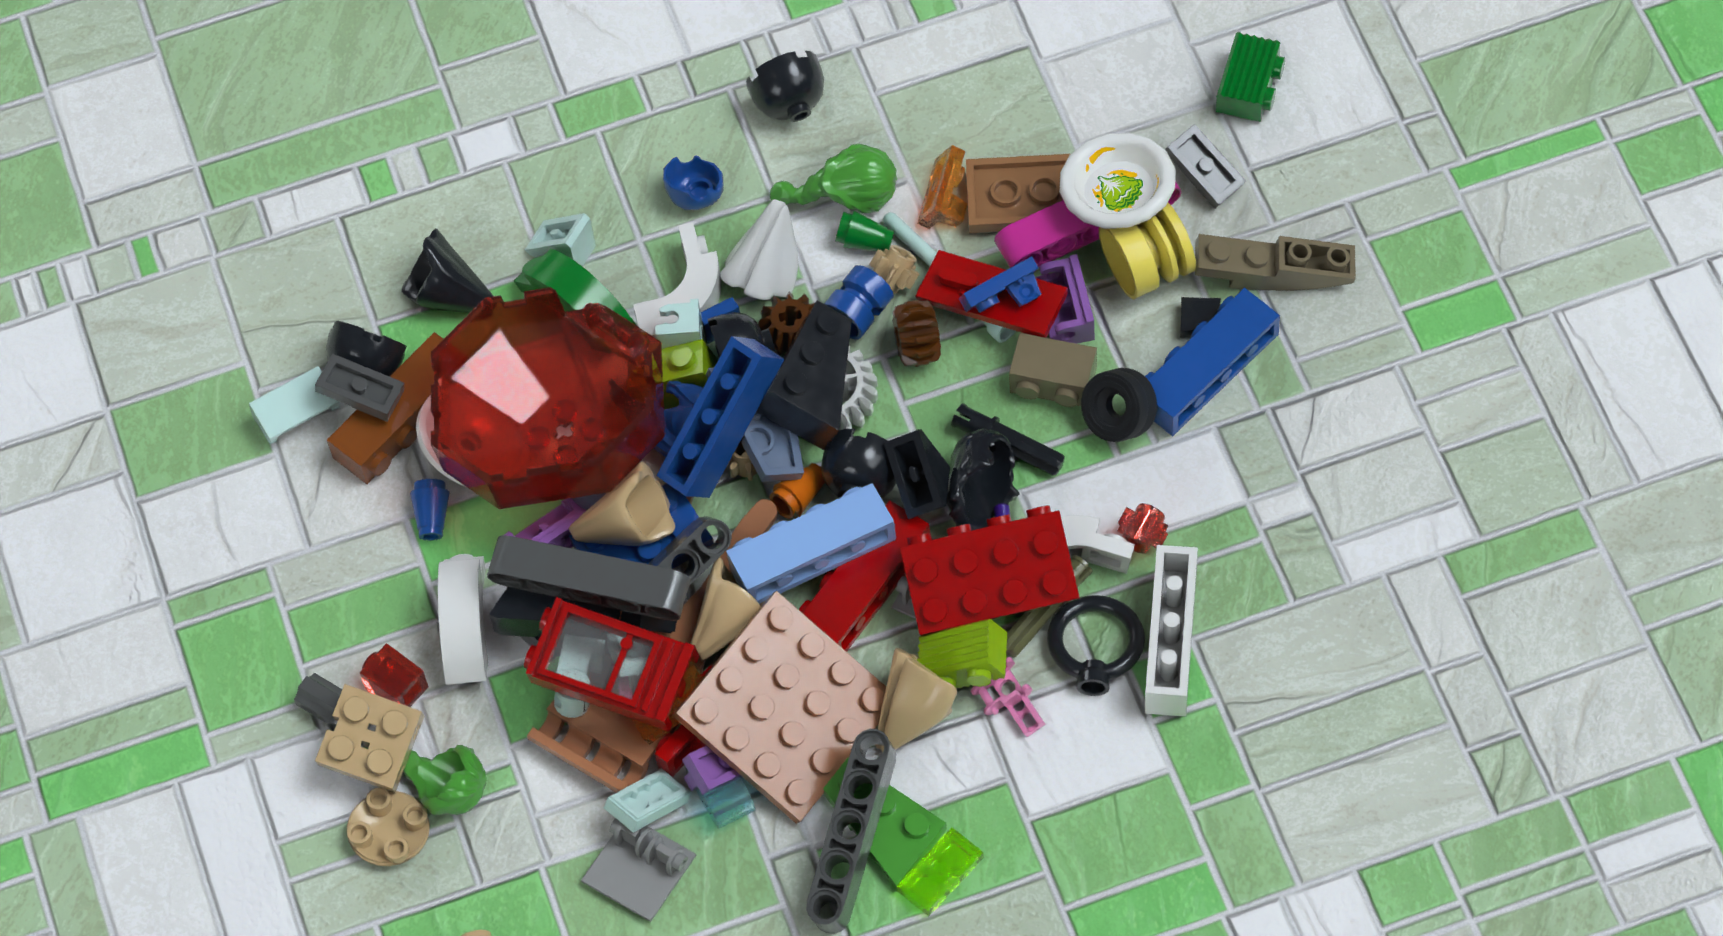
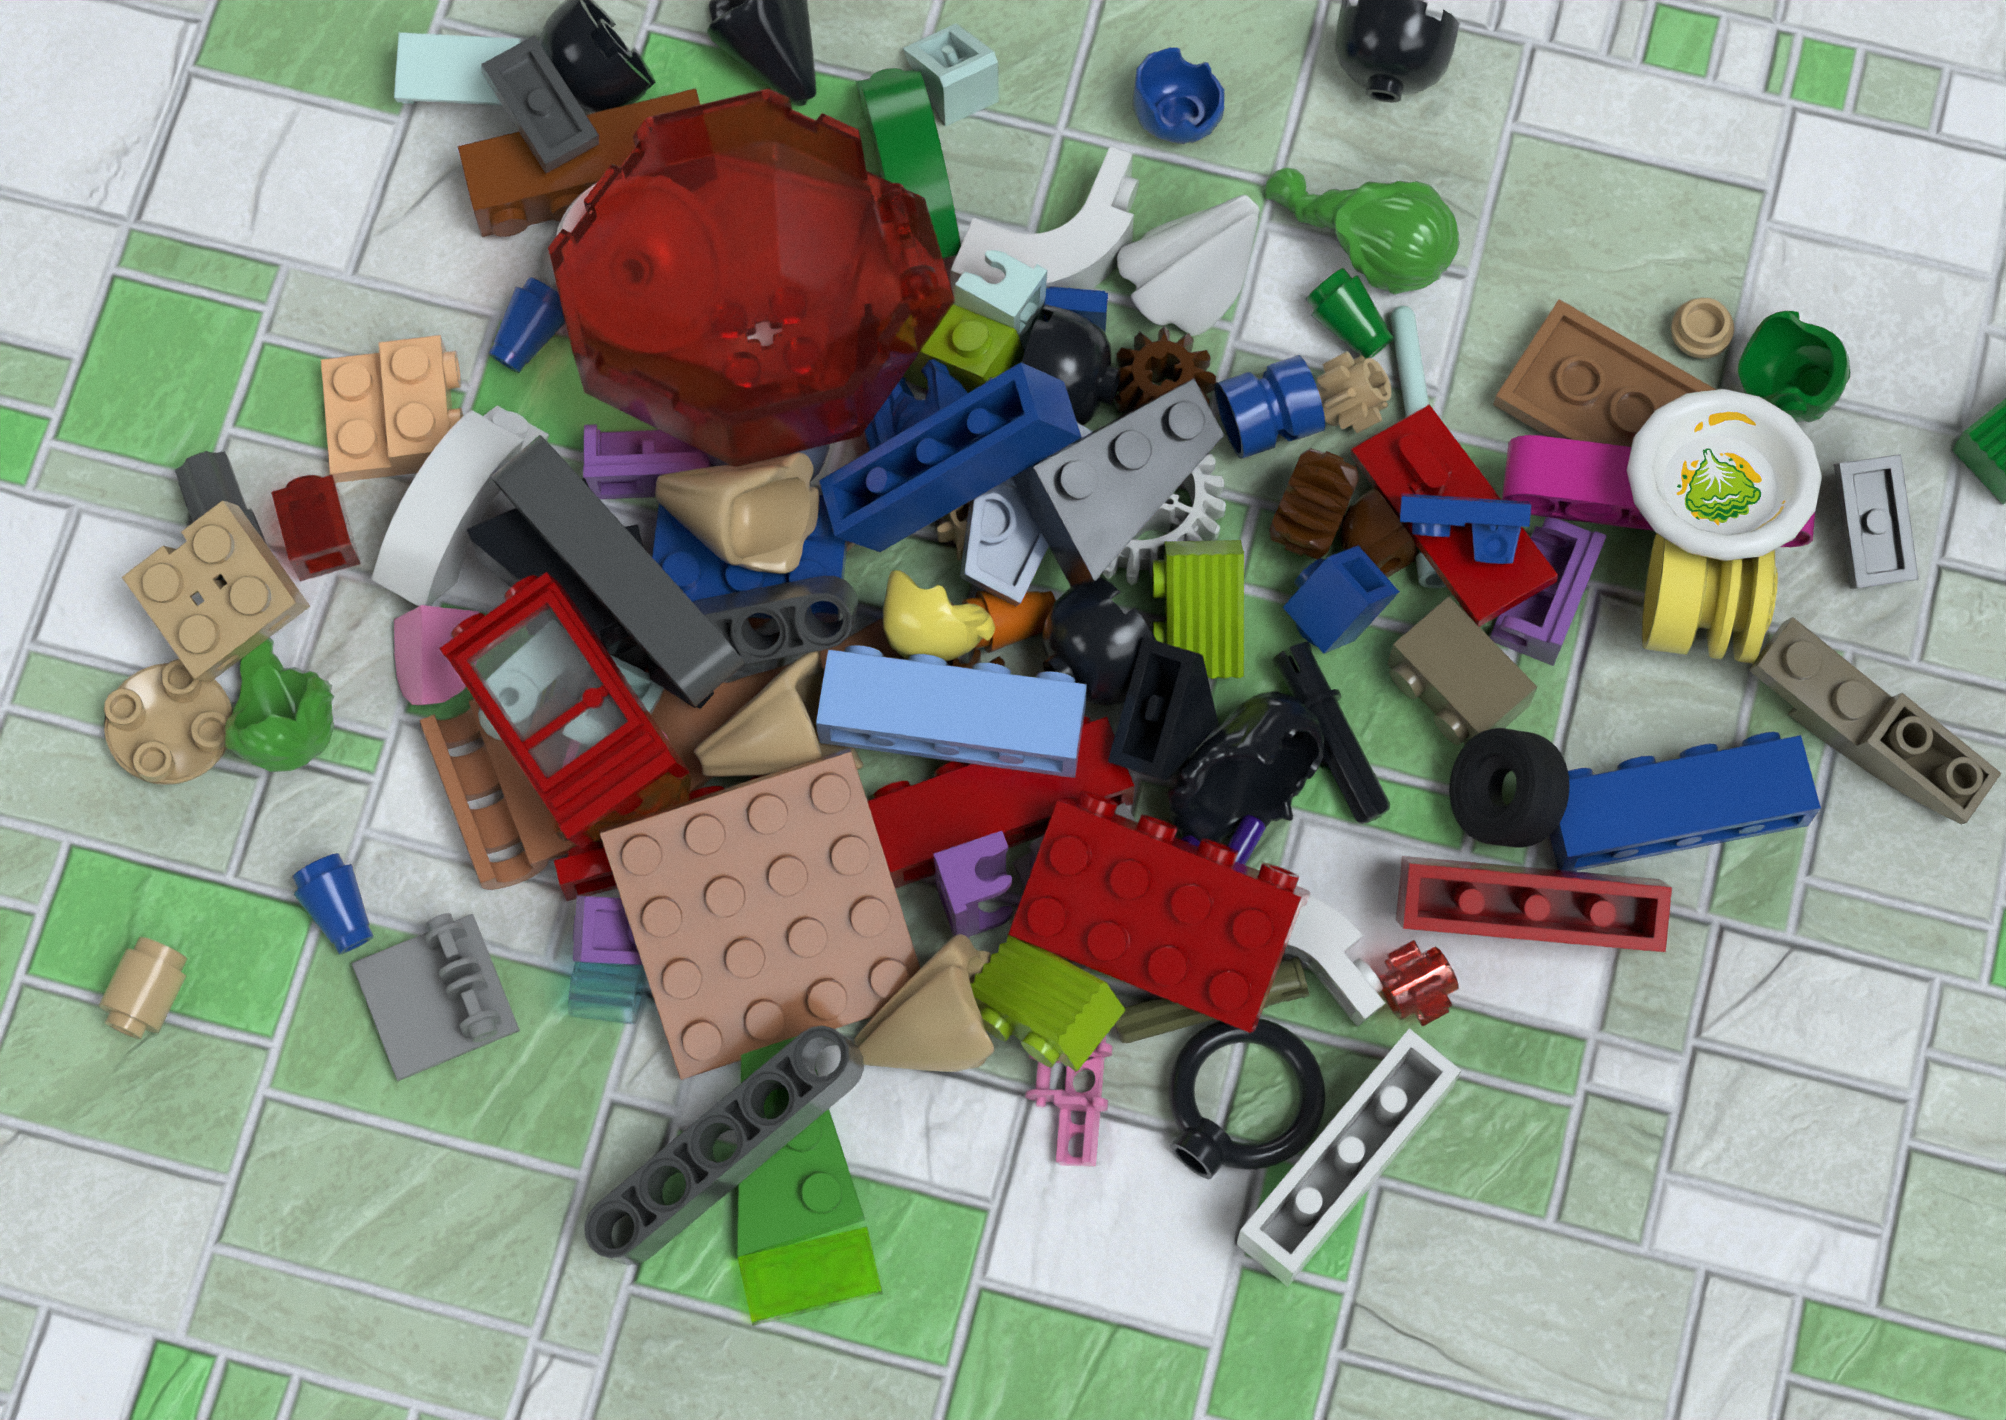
camera: 30 degrees right, 10 degrees up
(388, 596) = (388, 407): none -> light nougat plate
(506, 700) = (420, 666): none -> bright pink brick
(549, 855) = (334, 902): none -> blue cone
(647, 800) = (503, 916): light aqua plate -> none
(765, 505) = (928, 623): none -> light yellow hair
(878, 624) = (970, 876): none -> medium lavender hinge
(895, 409) = (1203, 602): none -> lime brick
(939, 201) = (1482, 337): clear orange hinge -> none
(960, 331) = (1378, 533): none -> reddish brown piece
(963, 371) = (1339, 598): none -> blue brick
(1047, 129) = (1702, 328): none -> tan plate
(1109, 112) = (1795, 366): none -> green cap
(1171, 452) = (1533, 904): none -> red brick
(1196, 311) = (1716, 722): black tile -> none

